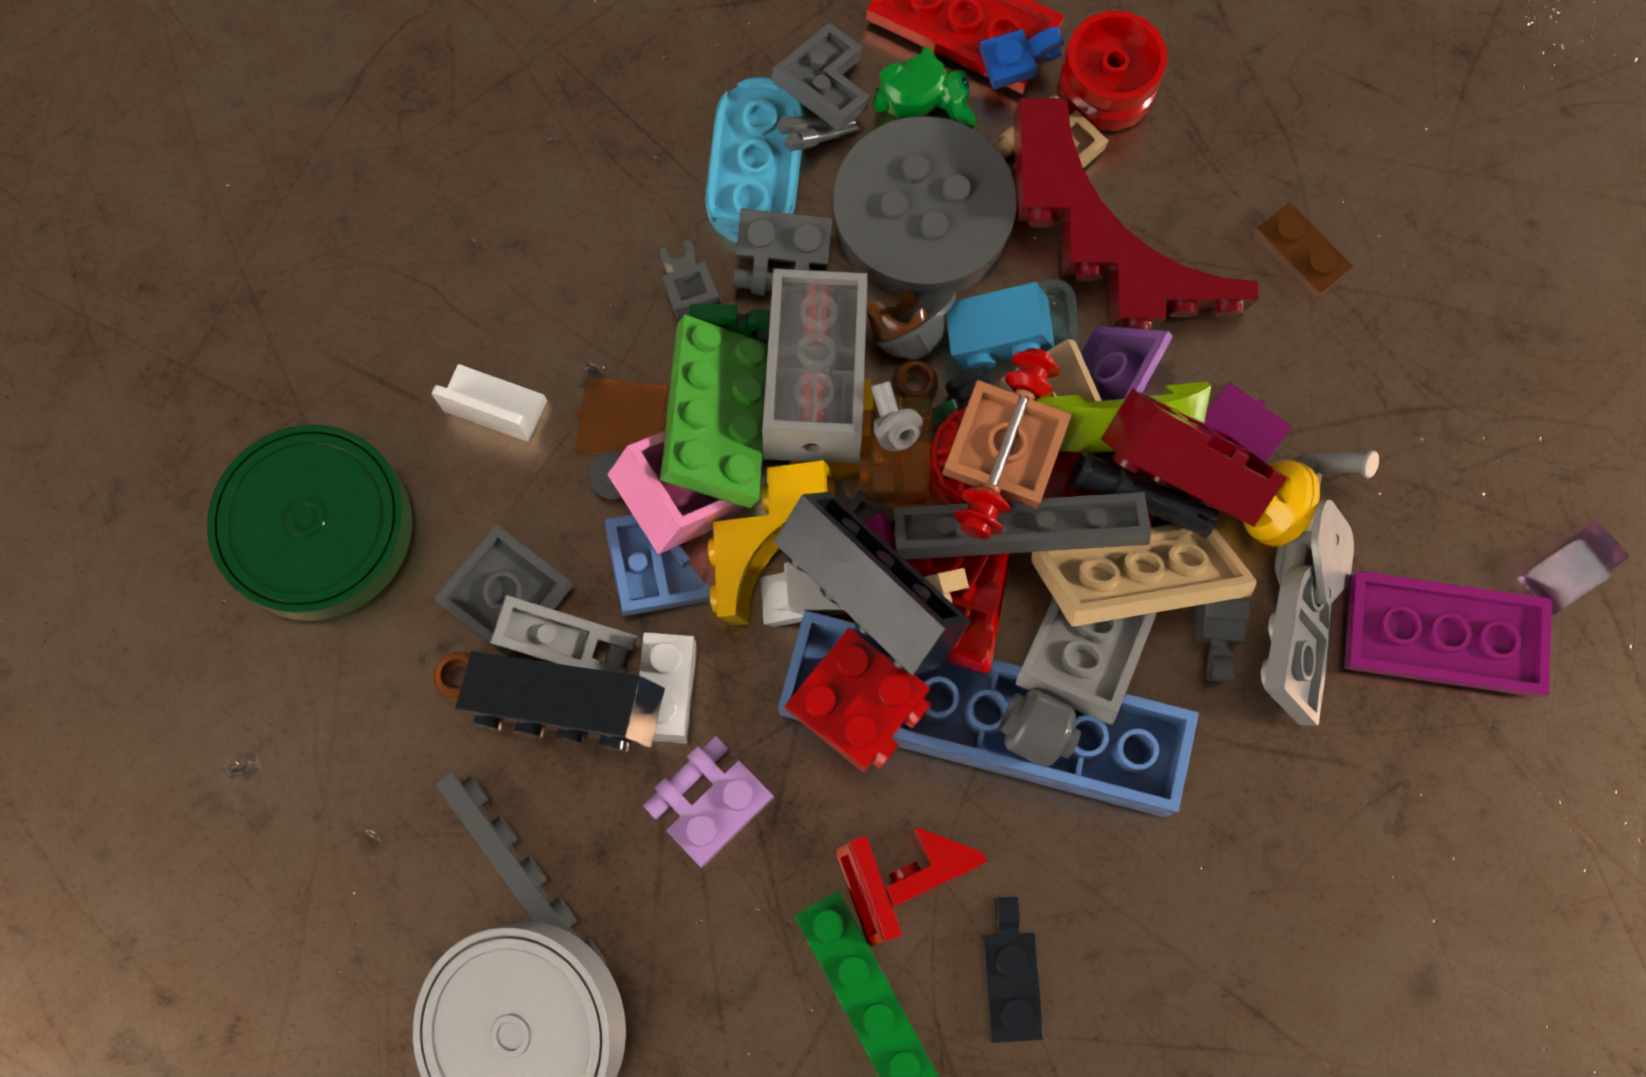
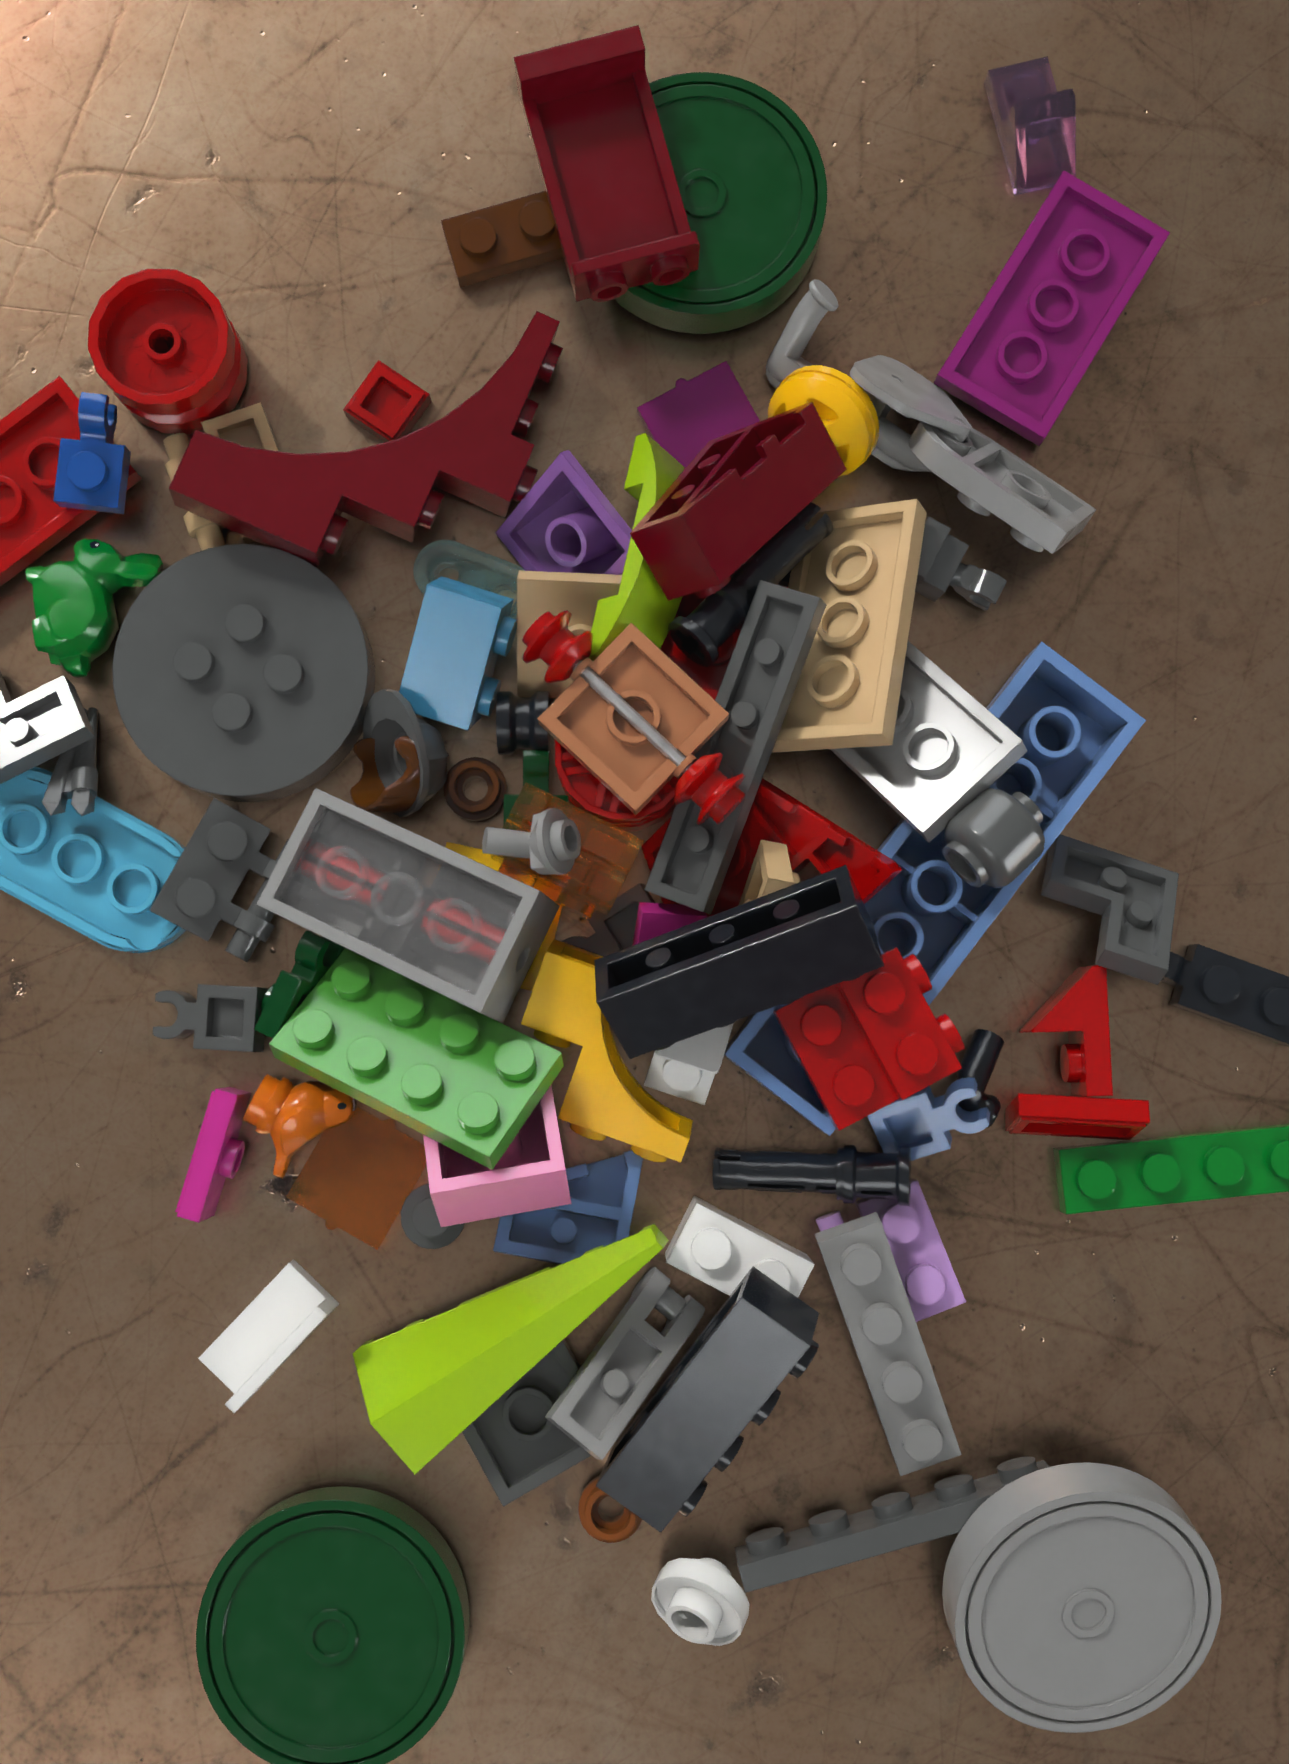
camera: 70 degrees left, 10 degrees up
(417, 760) = (700, 1601): none -> white plate
(514, 523) = (451, 1368): none -> lime wedge
(597, 317) = (215, 1154): none -> dark pink plate
(643, 356) = (296, 1114): none -> orange animal
(647, 818) = (888, 1343): none -> light grey plate
(755, 737) = (842, 1173): none -> black pin
(814, 779) = (925, 1121): none -> medium blue plate
(863, 805) = (979, 1064): none -> black arm
(1045, 864) = (1129, 894): none -> dark grey plate
(1149, 220) = (387, 404): none -> red tile
(1380, 281) = (606, 165): none -> dark red panel
(1392, 361) = (750, 194): none -> dark green brick

